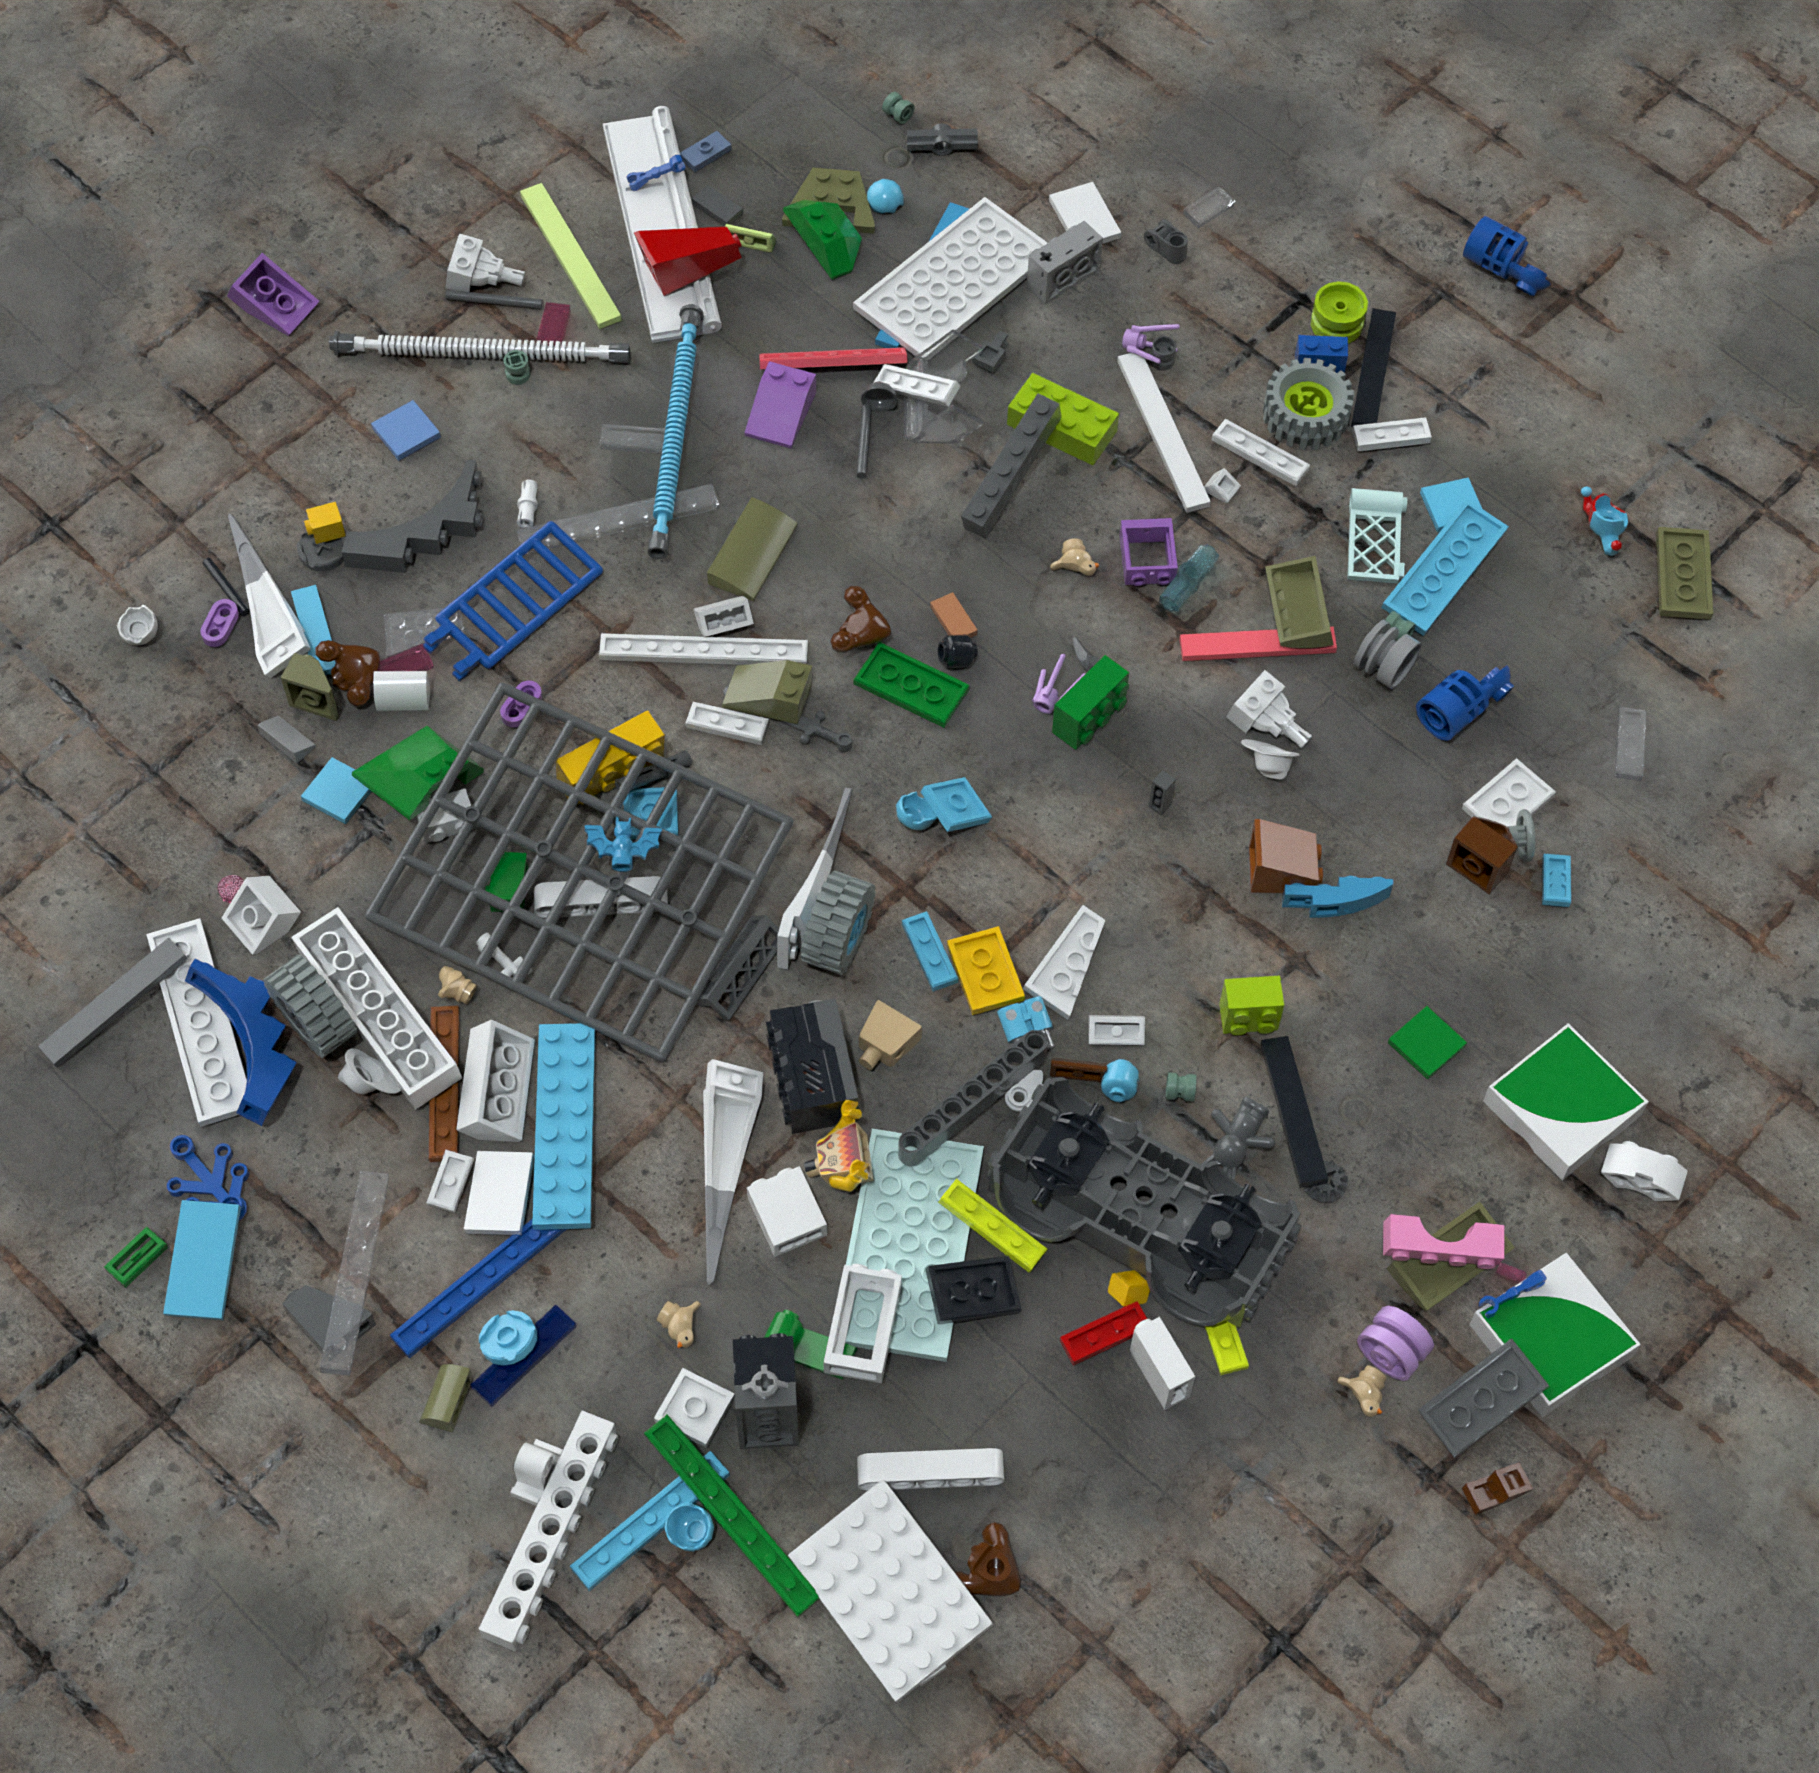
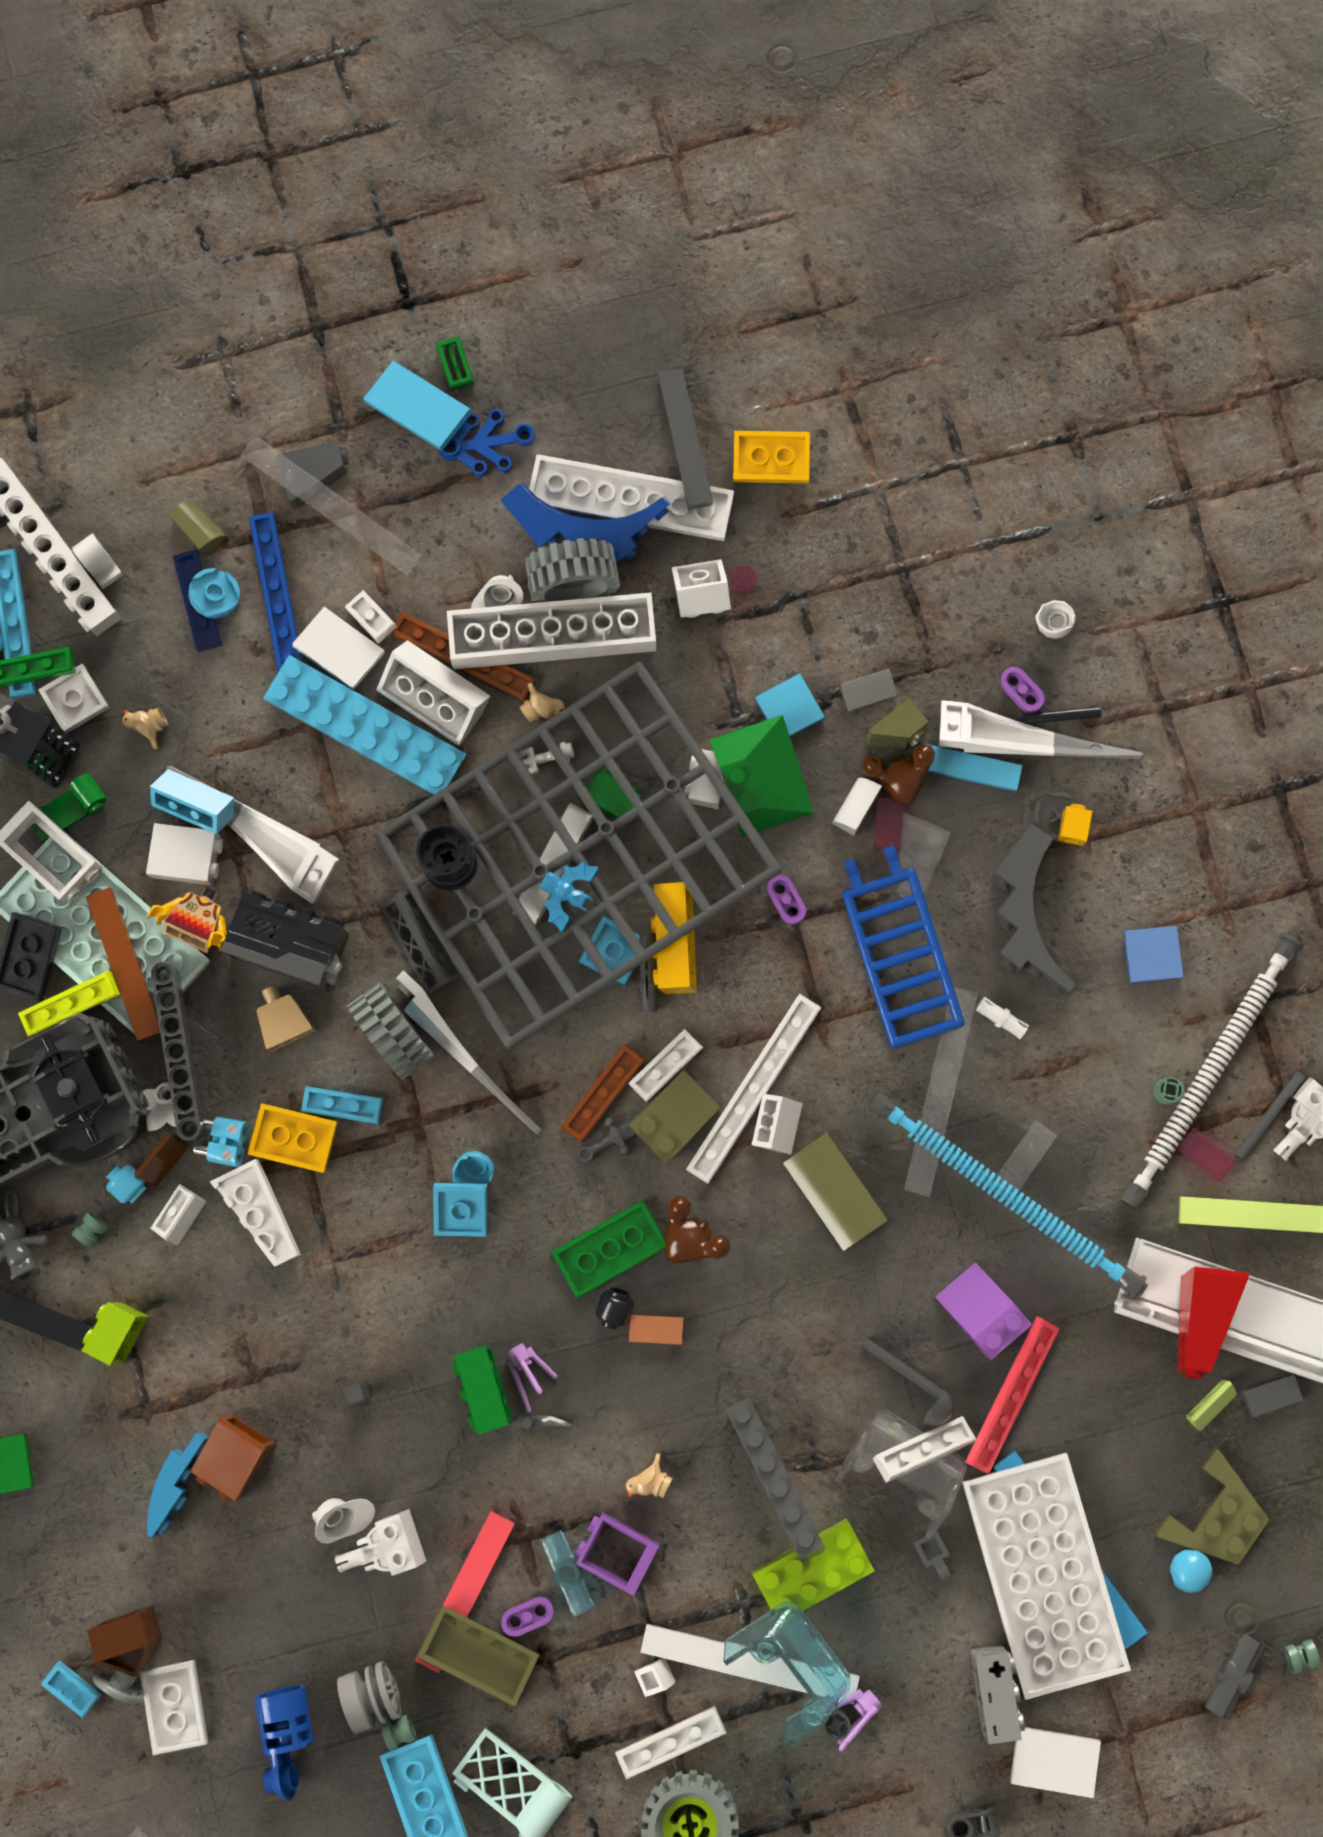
camera: 130 degrees right, 20 degrees up
(94, 924) = (771, 457): none -> yellow plate
(642, 947) = (441, 846): none -> black wheel
(731, 1225) = (192, 801): none -> medium azure brick
(782, 757) = (603, 1093): none -> dark orange tile
(827, 234) = (1172, 1481): green wedge -> none
(923, 1196) = (124, 963): none -> dark orange tile
(1131, 401) = (792, 1636): none -> clear light blue windscreen
(1244, 589) = (528, 1616): none -> medium lavender plate

